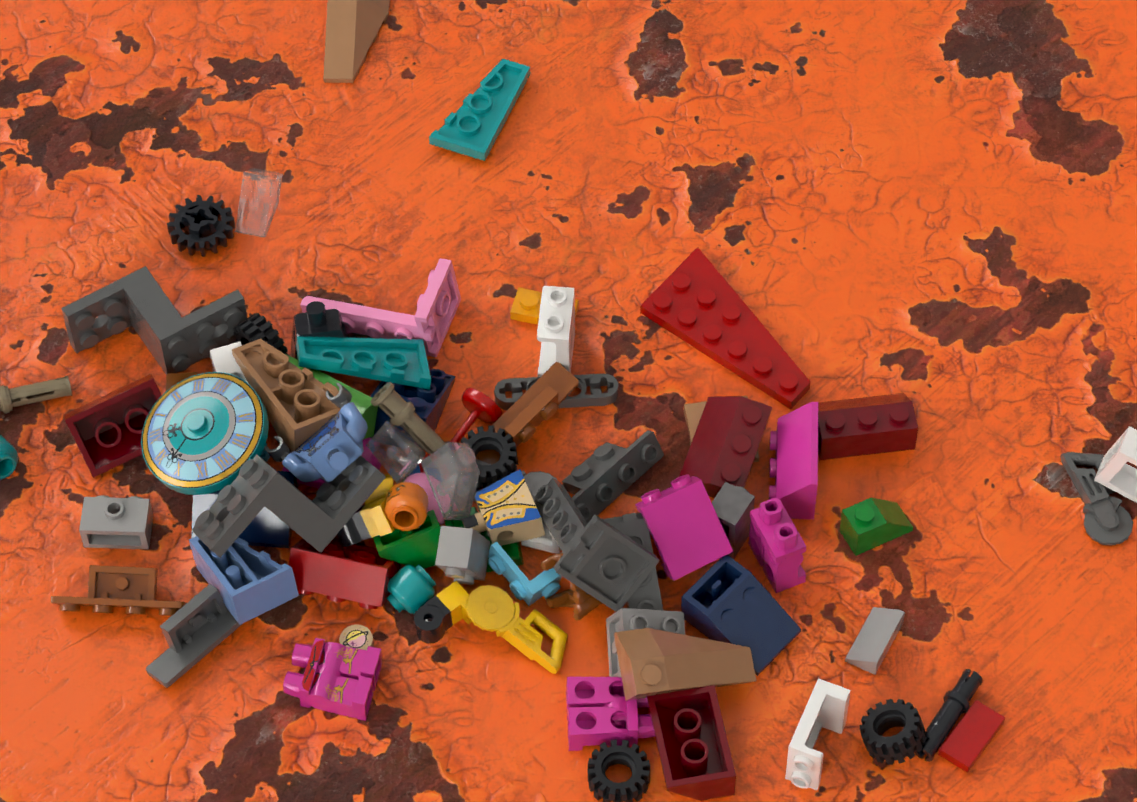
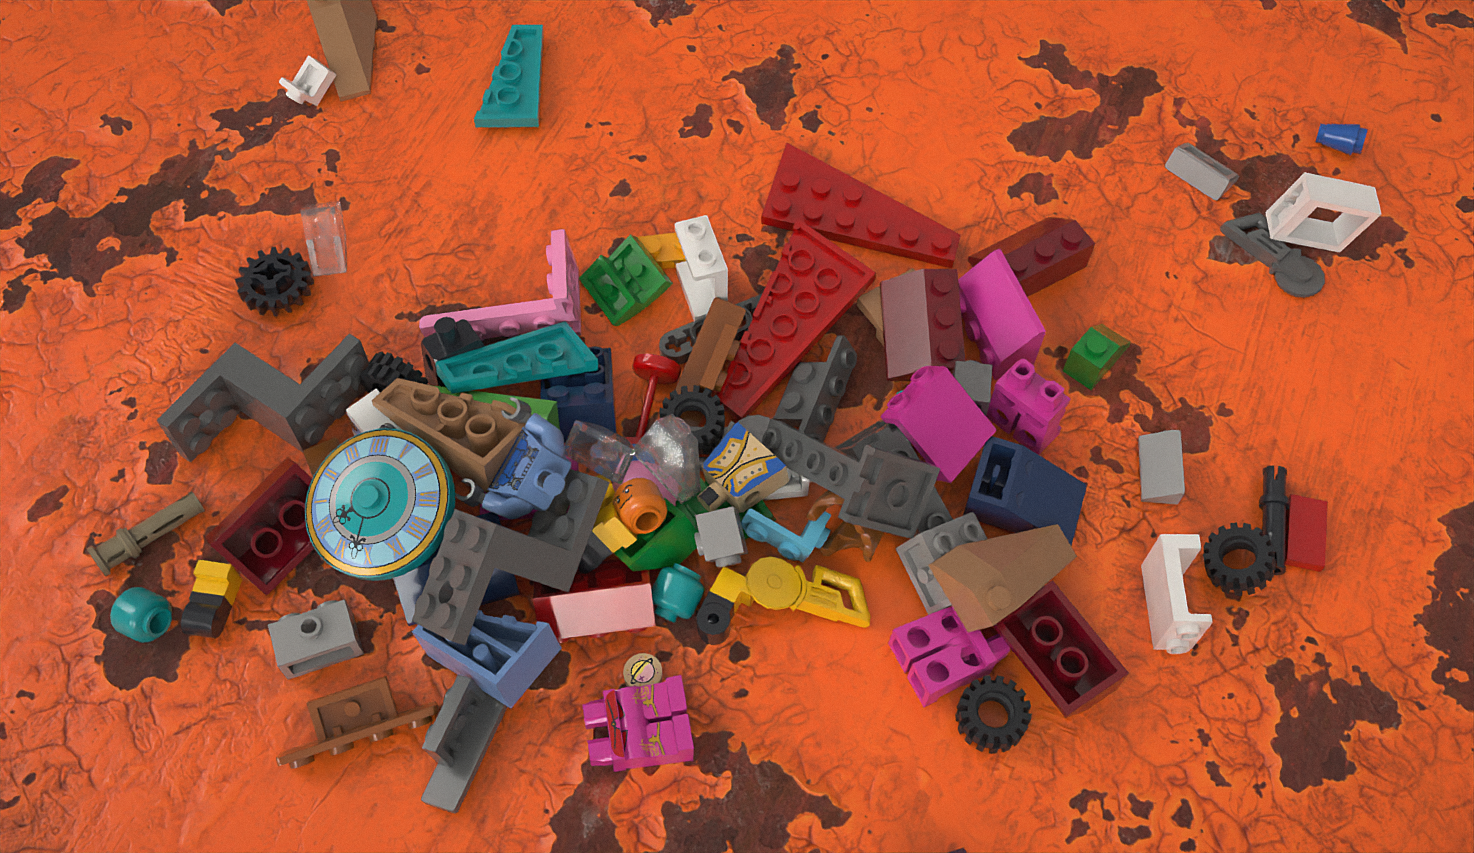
camera: 25 degrees left, 5 degrees up
(50, 464) = (210, 599): none -> leg
(302, 58) = (309, 83): none -> white bracket
(404, 415) = (590, 407): dark tan pin -> none
(493, 323) = (625, 281): none -> green slope
(625, 395) = (797, 308): none -> red wing
(1074, 398) = (1201, 171): none -> light grey slope

